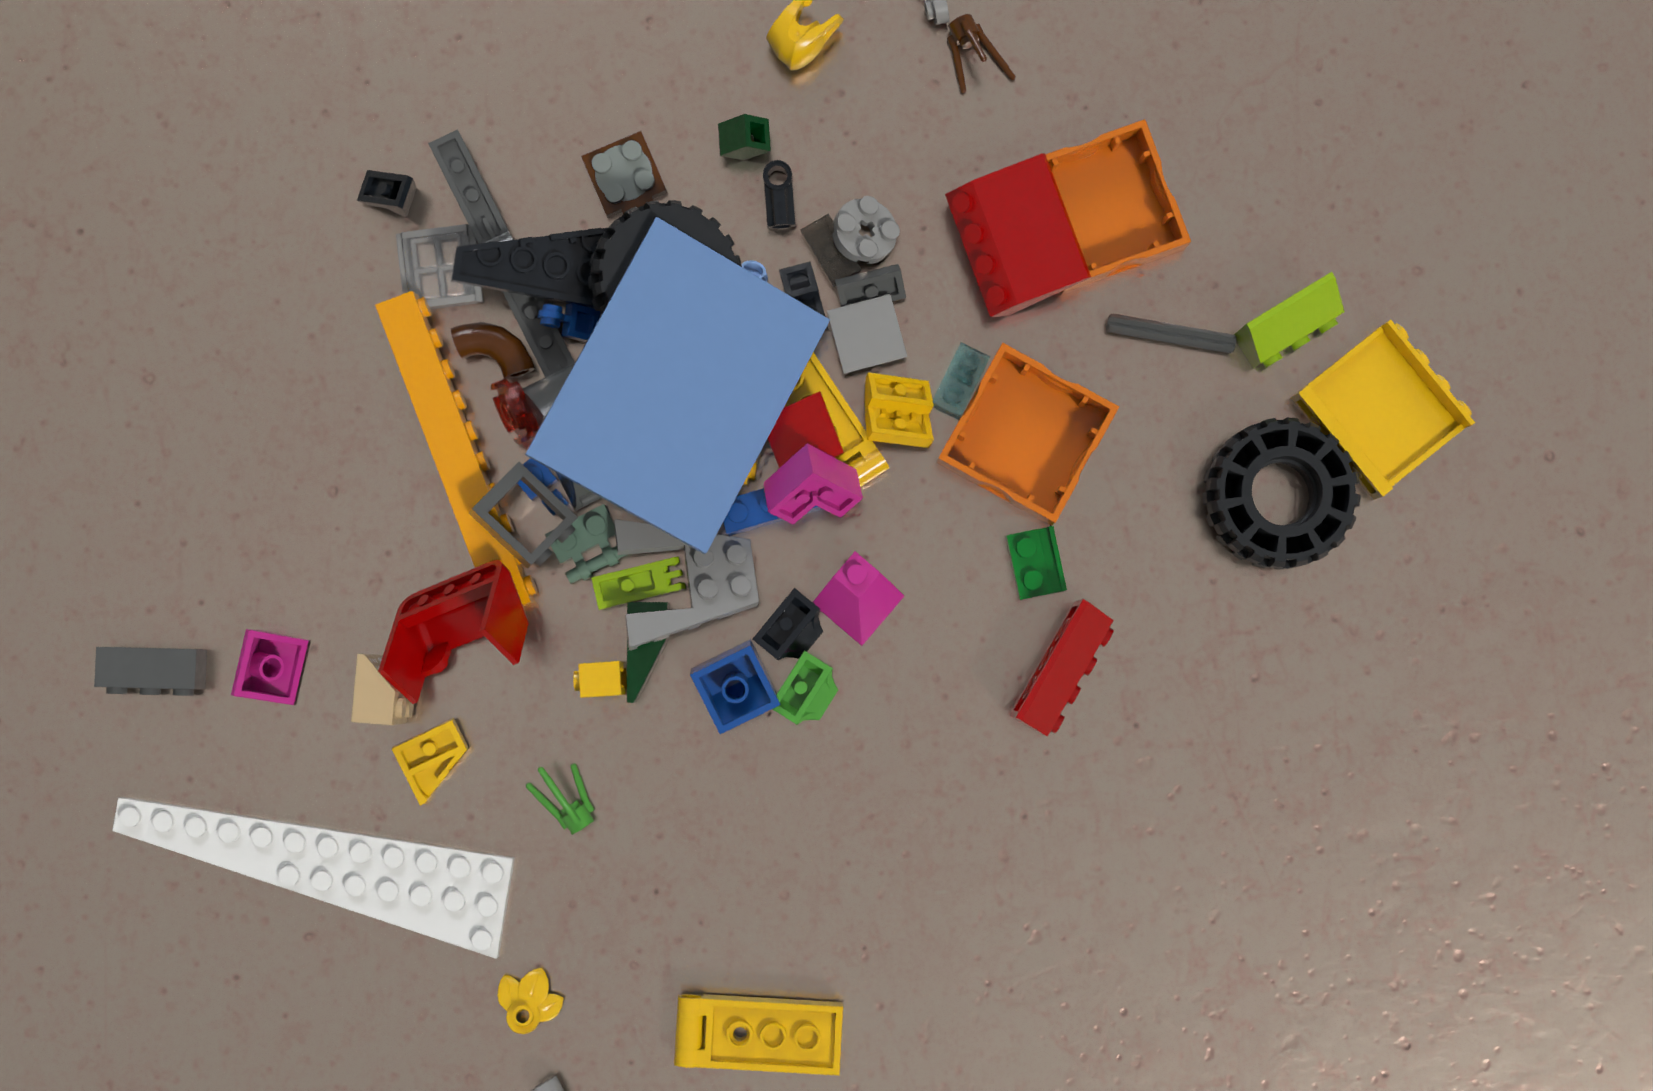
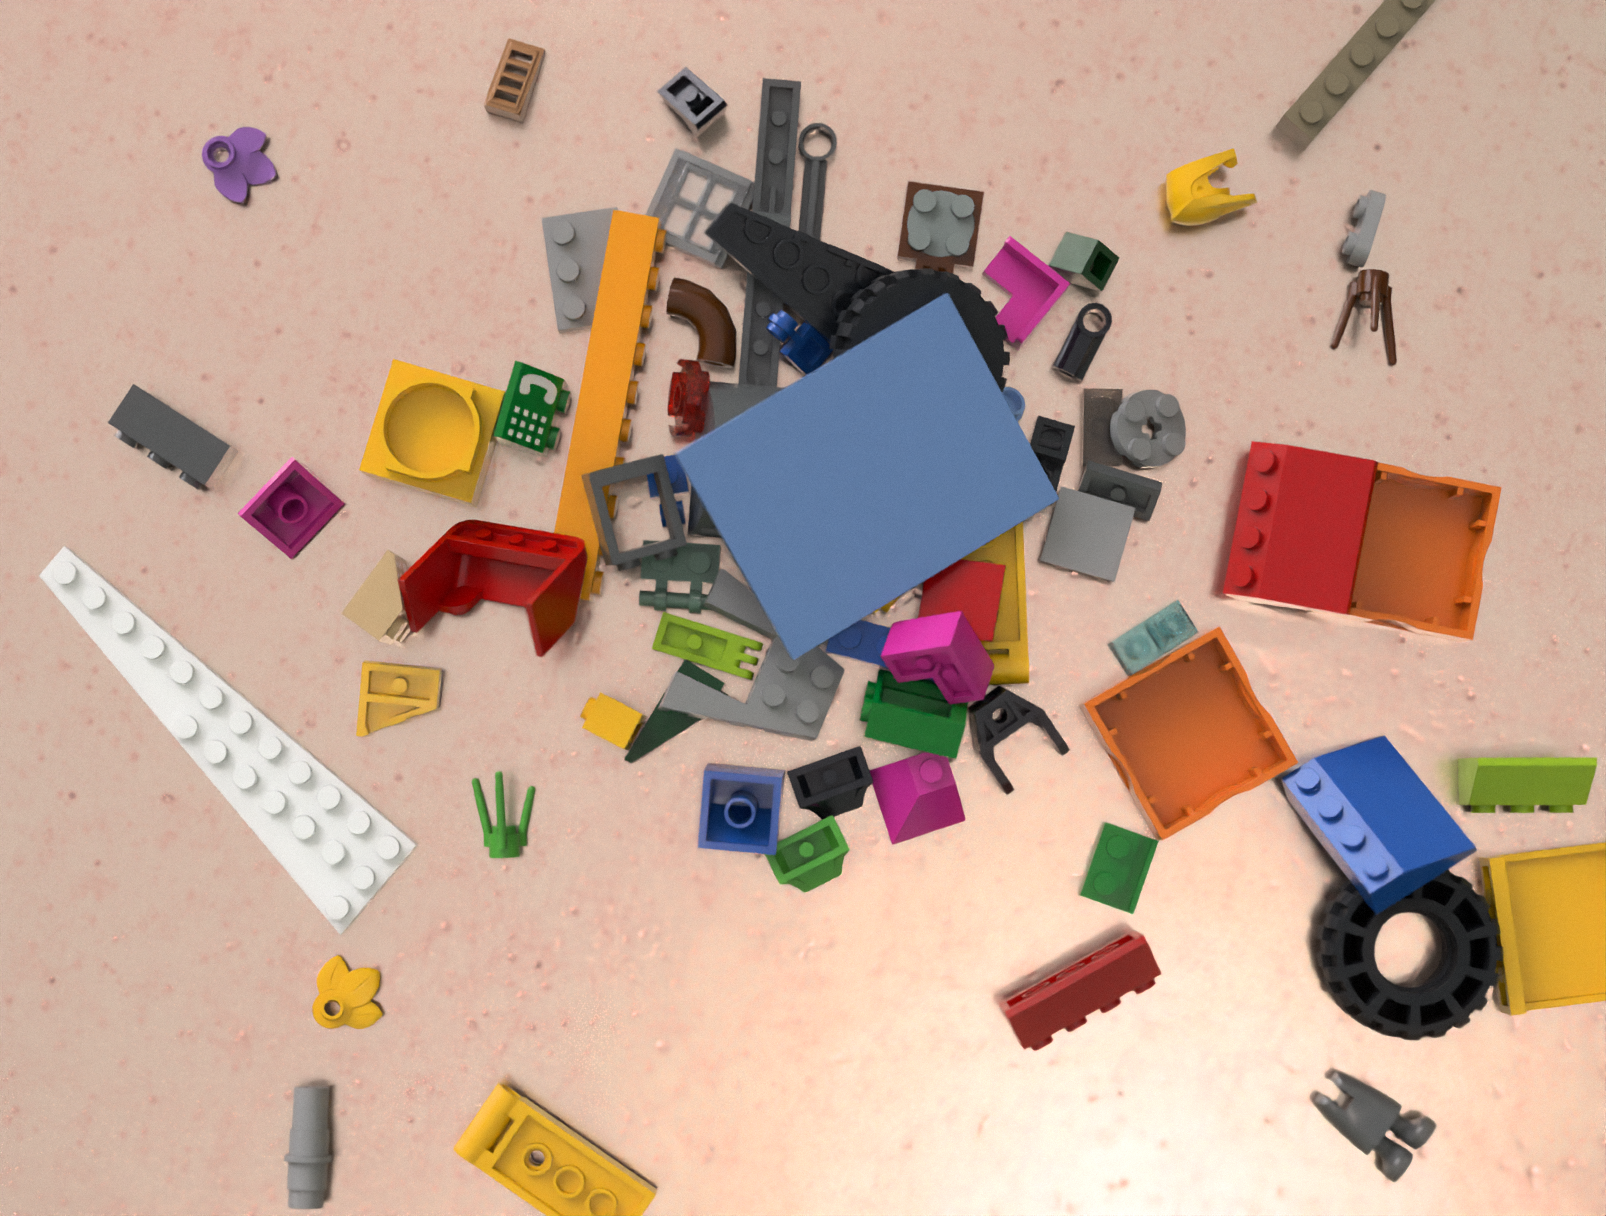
camera: 30 degrees right, 0 degrees up
(82, 436) = (244, 163): none -> medium lavender plate
(253, 279) = (508, 109): none -> medium nougat slope
(343, 548) = (433, 433): none -> yellow container
(370, 359) = (575, 263): none -> light grey wing
(404, 488) = (532, 410): none -> green slope
(511, 195) = (814, 181): none -> dark grey piece
(718, 179) = (1031, 286): none -> dark pink panel
(819, 541) = (913, 715): none -> green window
(893, 495) = (1014, 715): none -> black piece
(898, 410) = (1072, 630): yellow slope -> none
(1171, 333) = (1396, 719): dark grey axle -> none
(1201, 414) = (1376, 820): none -> blue slope
(1327, 632) = (1369, 1120): none -> dark grey piece

